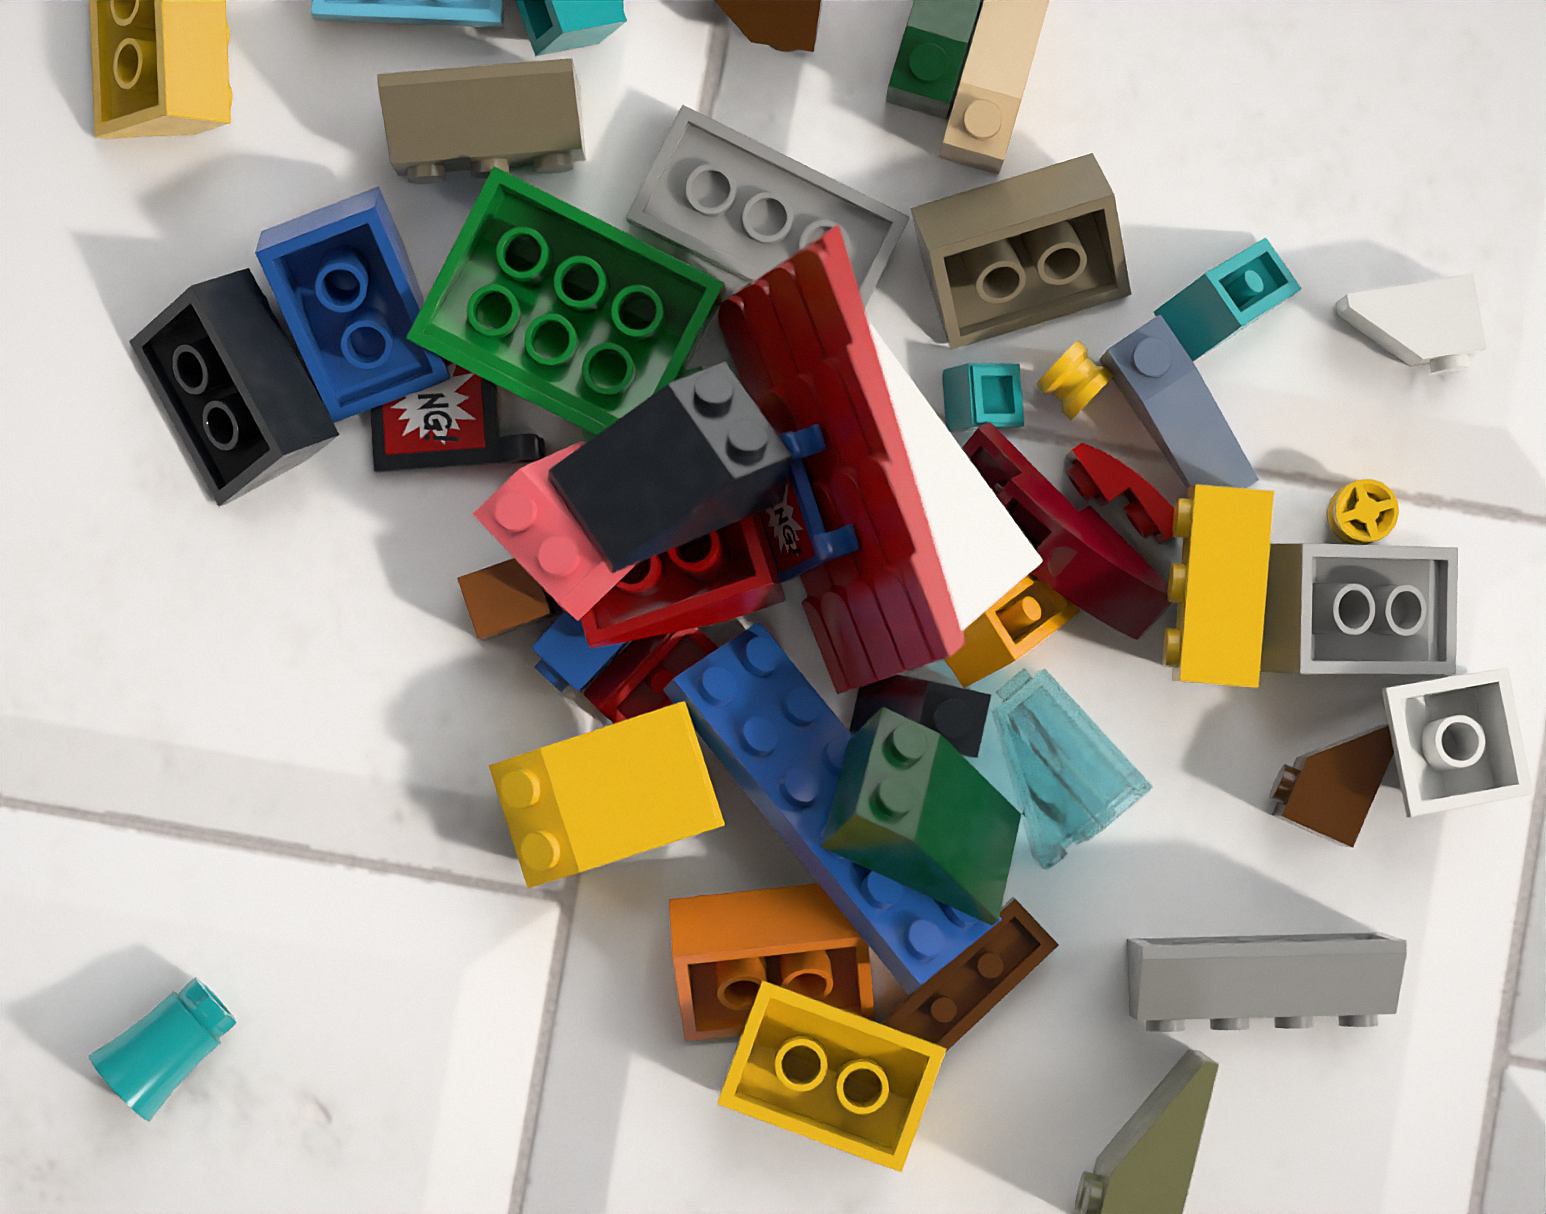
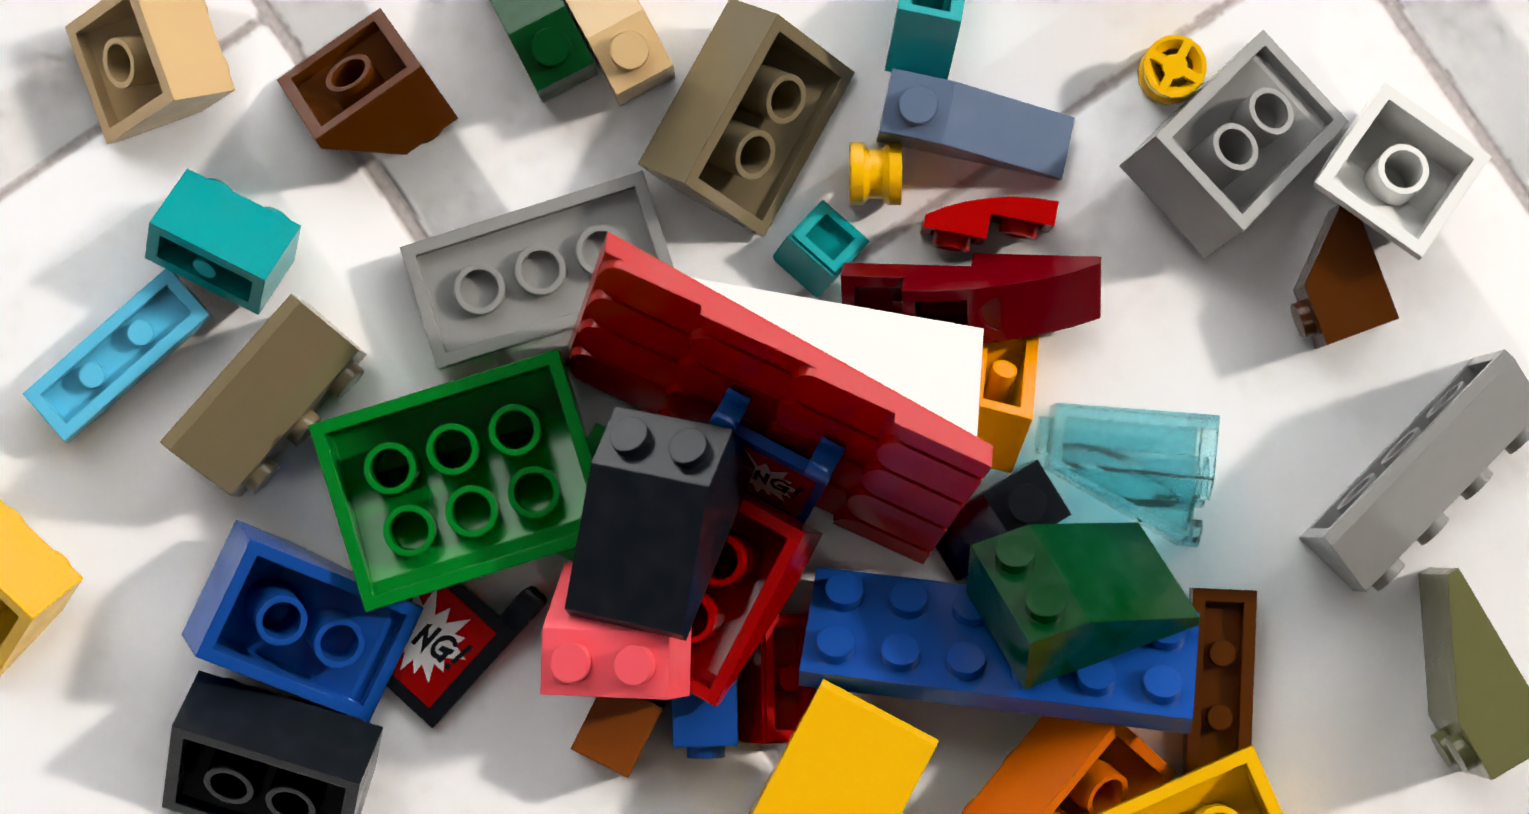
camera: 50 degrees left, 0 degrees up
(1219, 585) = (1126, 224): yellow slope -> none

